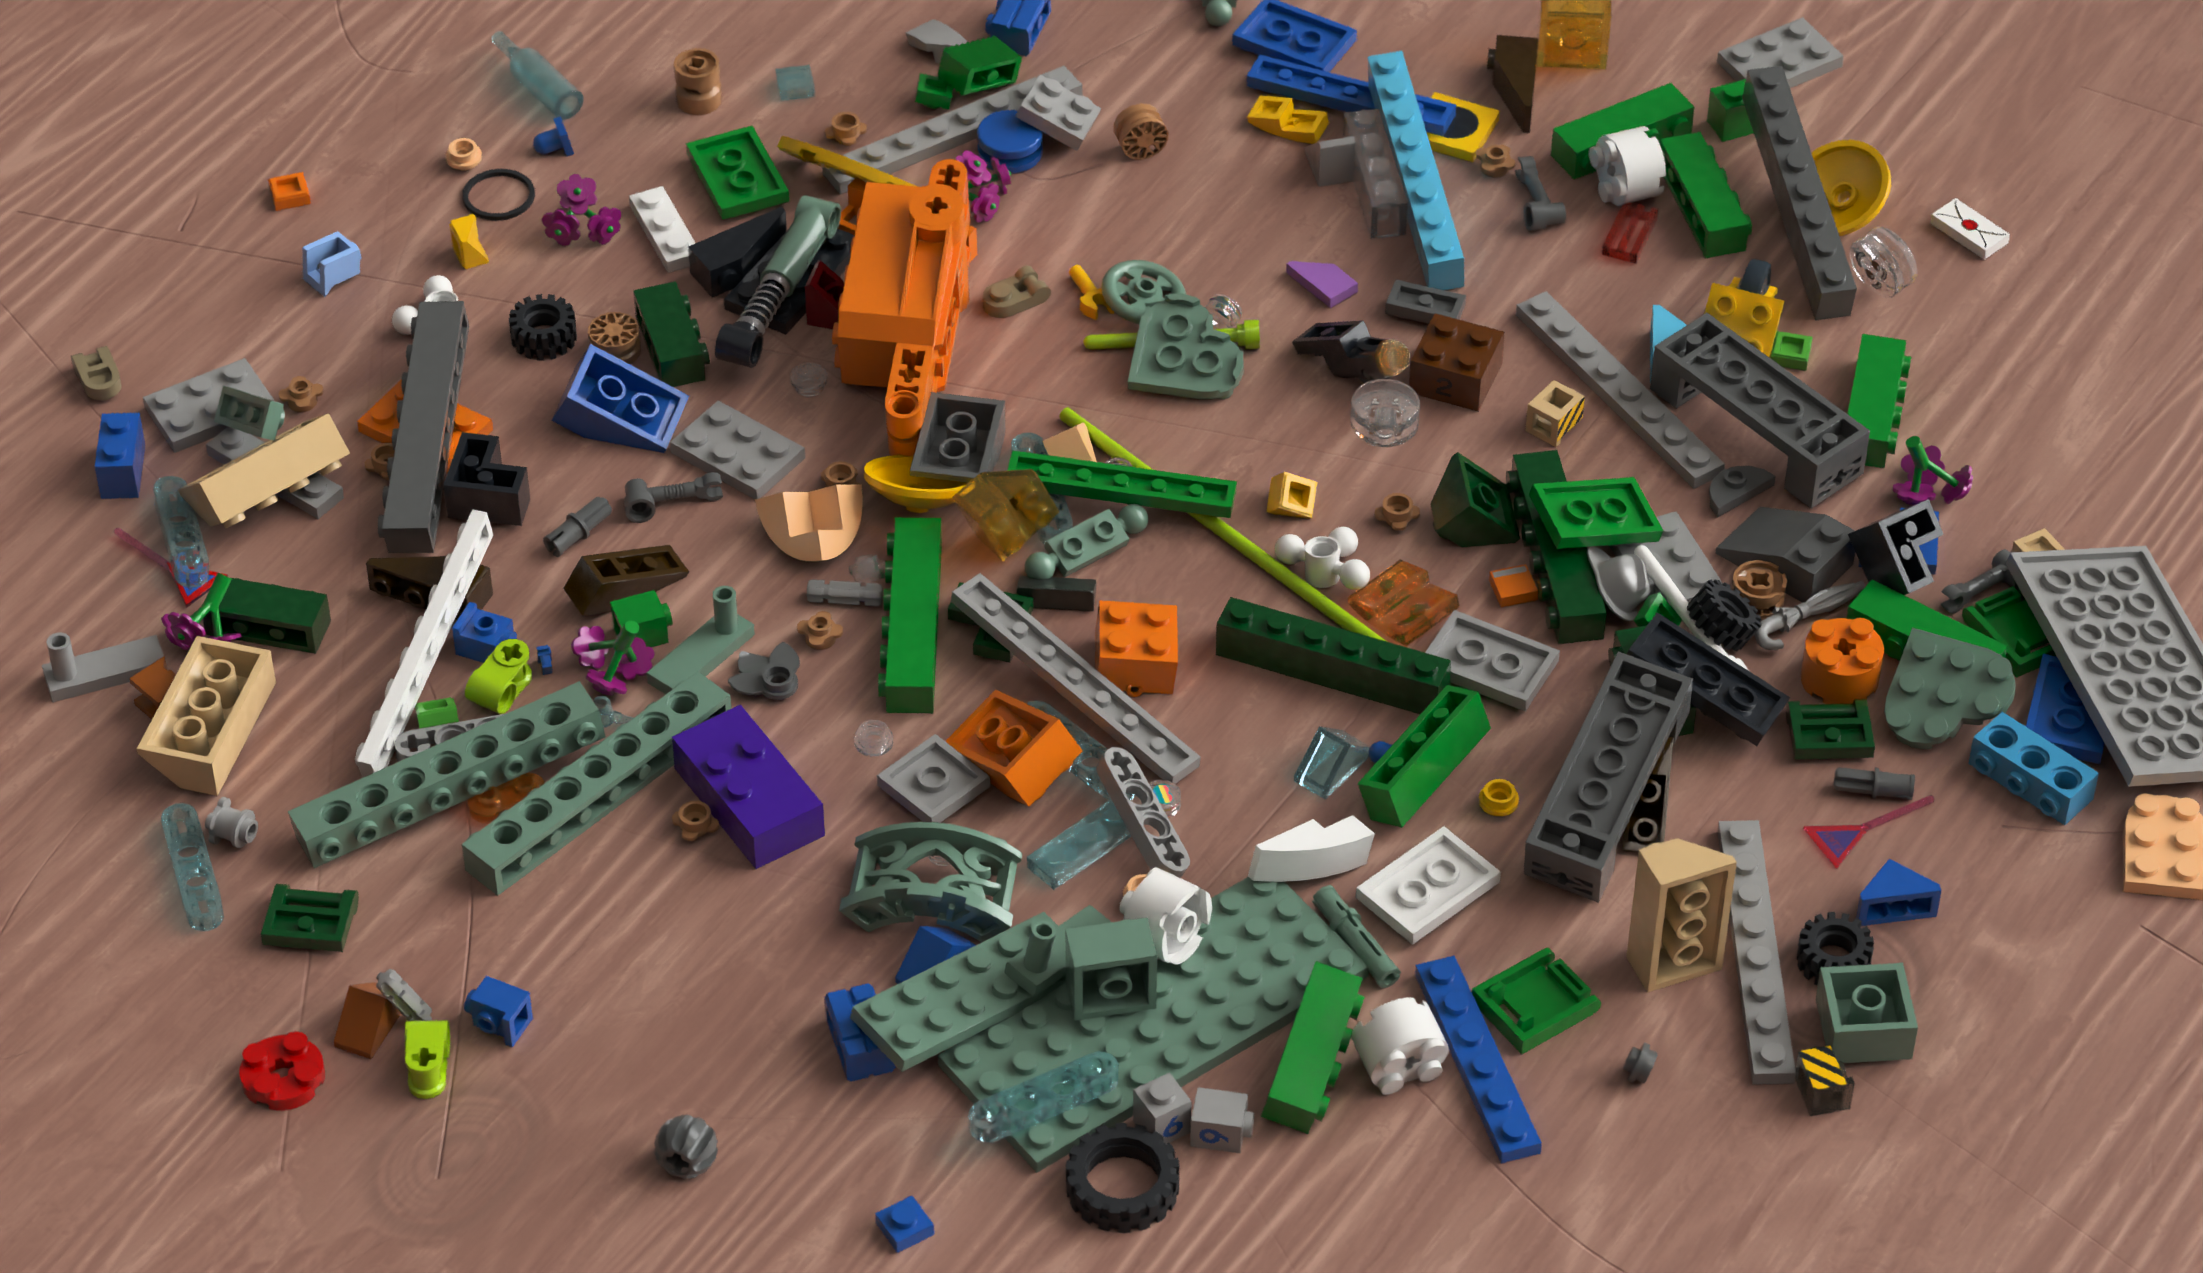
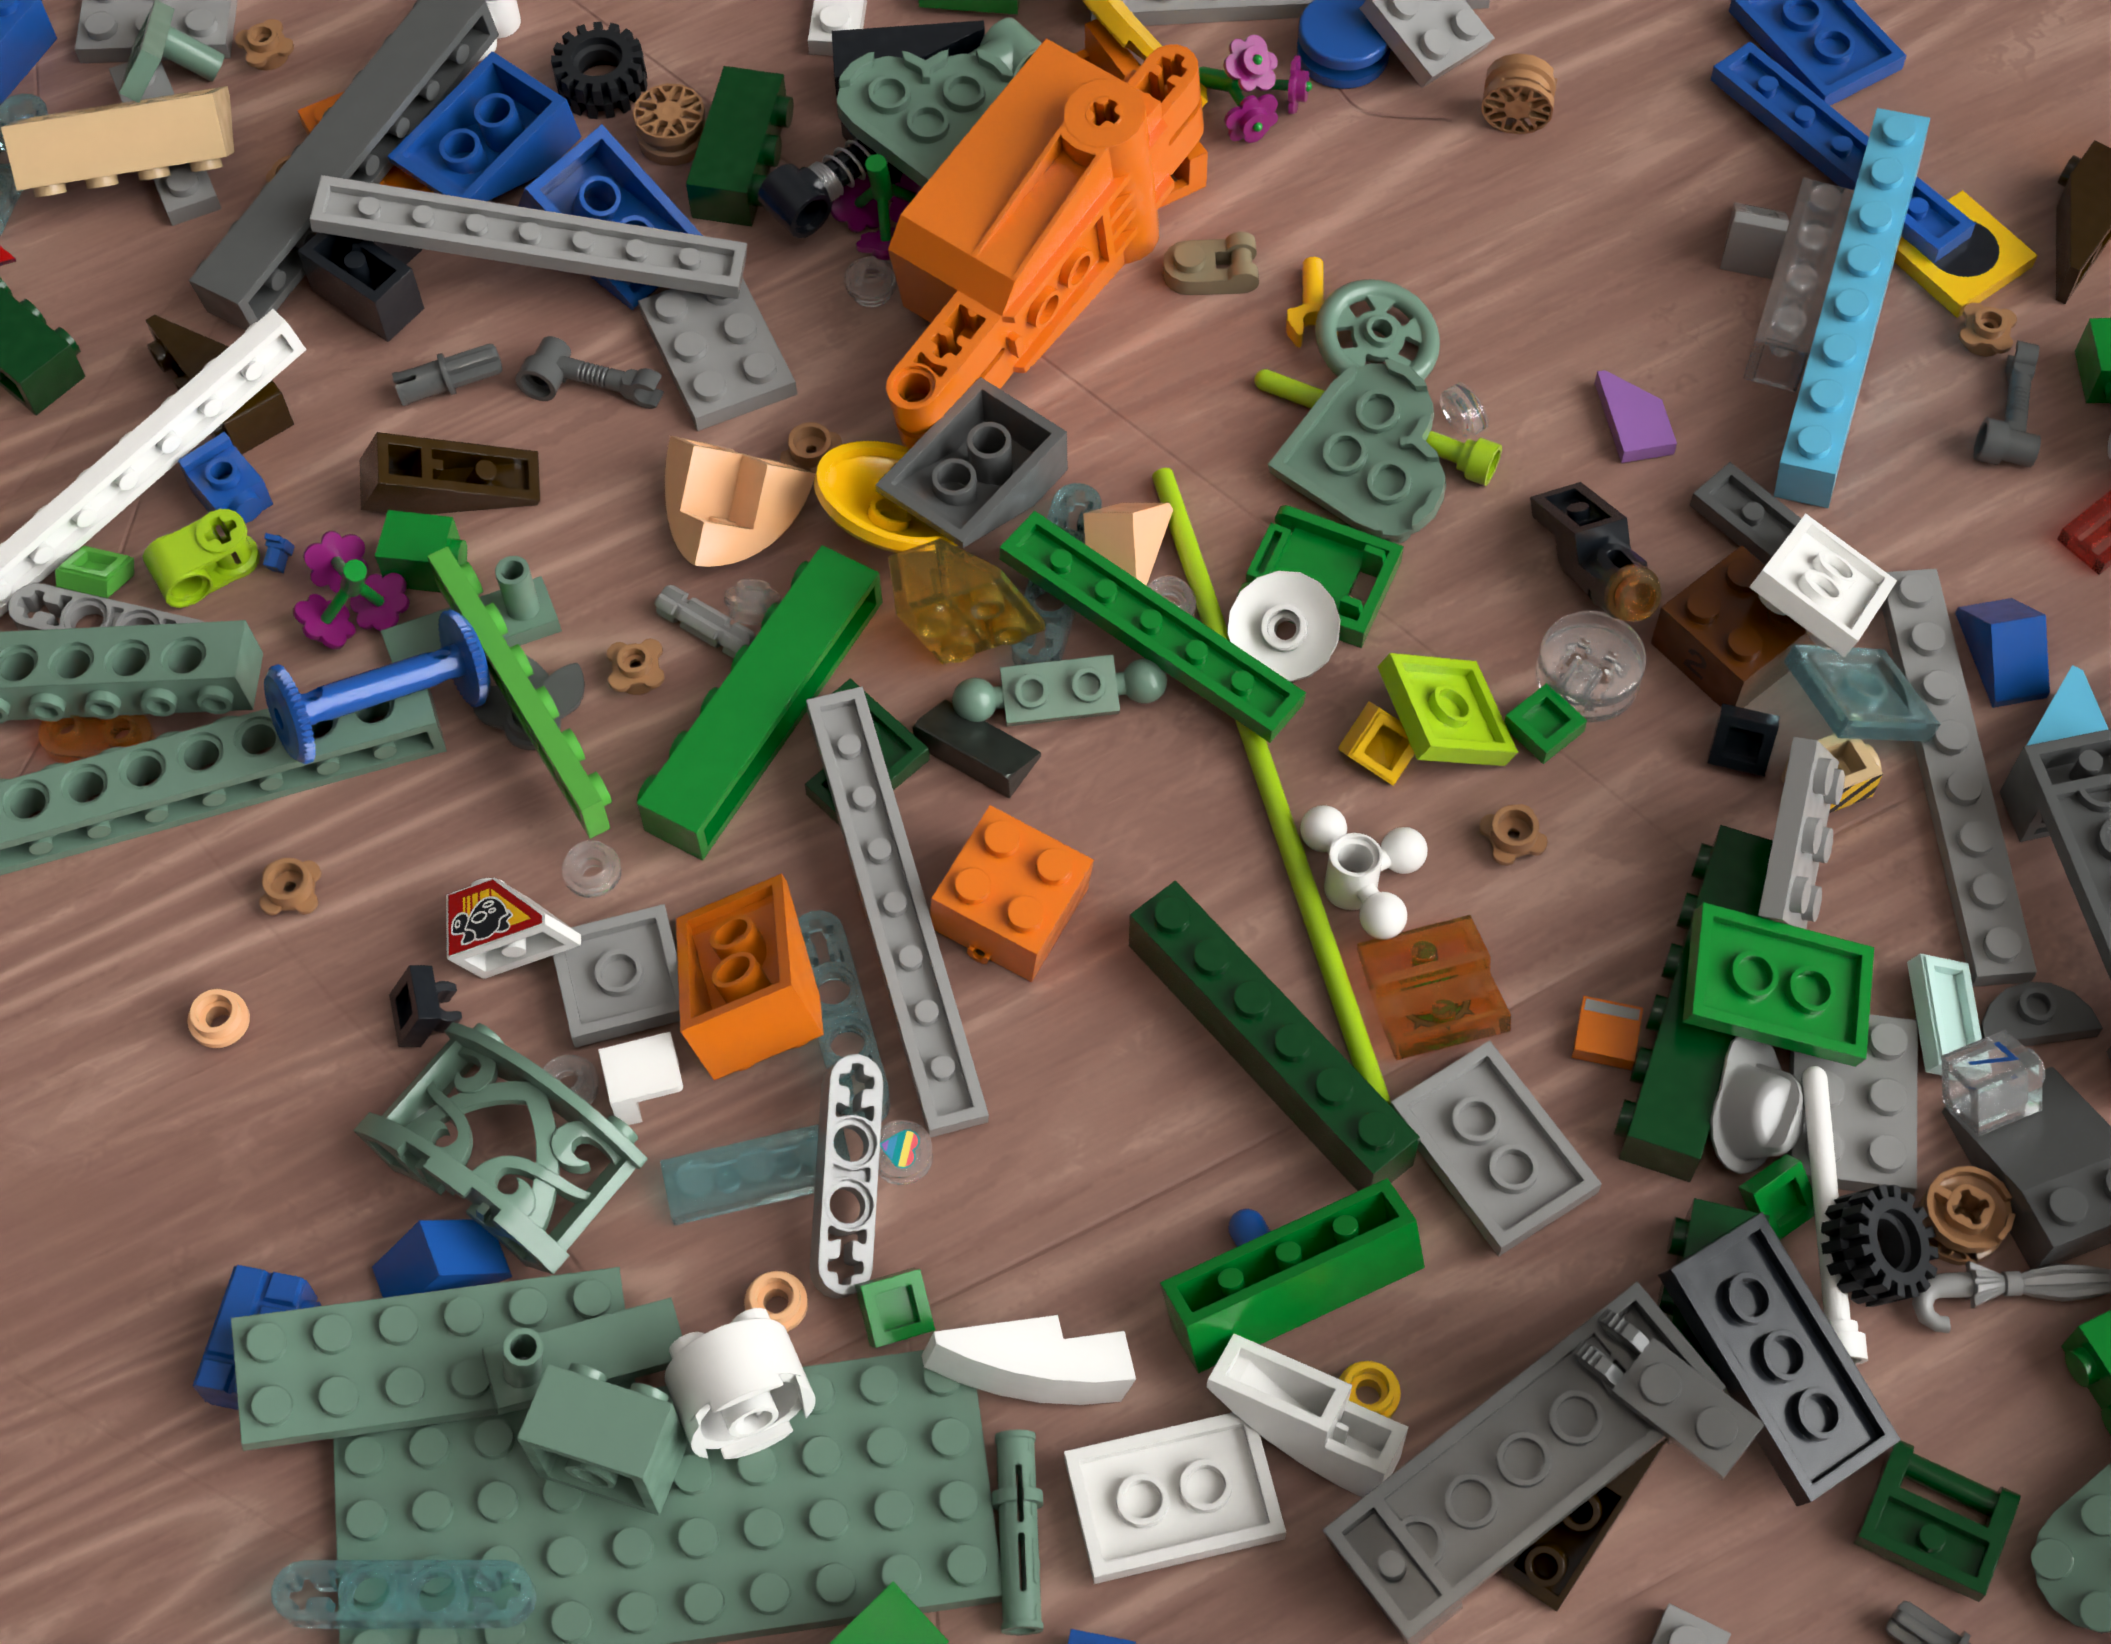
camera: 30 degrees right, 15 degrees up
(508, 381) = (489, 134): none -> blue slope
(589, 422) = (528, 237): none -> light grey plate
(607, 714) = (299, 667): clear light blue hand -> none
(655, 710) = (458, 659): none -> blue hose
(705, 899) = (214, 1004): none -> light nougat plate
(748, 786) = (375, 868): dark purple brick -> none
(770, 658) = (531, 706): none -> bright green plate
(796, 262) = (916, 106): none -> sand green plate
(806, 323) = (869, 206): none -> plant
(825, 842) = (417, 1006): none -> black tile
(853, 777) = (501, 929): none -> slope
(987, 811) = (640, 1073): none -> white panel
(1189, 432) = (1332, 557): none -> green container
(1201, 443) = (1283, 598): none -> white dish
(1214, 865) = (895, 1307): none -> green plate
(1280, 118) = (1728, 149): yellow slope -> none
(1321, 462) = (1447, 710): none -> lime plate
(1330, 761) = (1173, 1204): clear light blue slope -> none
(1378, 450) = (1545, 723): none -> green plate
(1473, 506) = (1622, 878): dark green slope -> none
(1476, 814) = (1308, 1415): none -> white slope
(1495, 312) = (1823, 586): none -> white plate
(1495, 414) = (1743, 739): none -> black tile
(1546, 363) = (1862, 694): none -> clear light blue tile
(1562, 429) = (1802, 834): none -> light grey plate
(1611, 316) = (2008, 649): none -> blue slope
(1666, 692) = (1673, 1397): none -> dark grey hinge
(1691, 503) = (1943, 1007): none -> light aqua tile
(1734, 519) = (1992, 1082): none -> clear brick
(1842, 660) = (2048, 1393): orange brick -> none

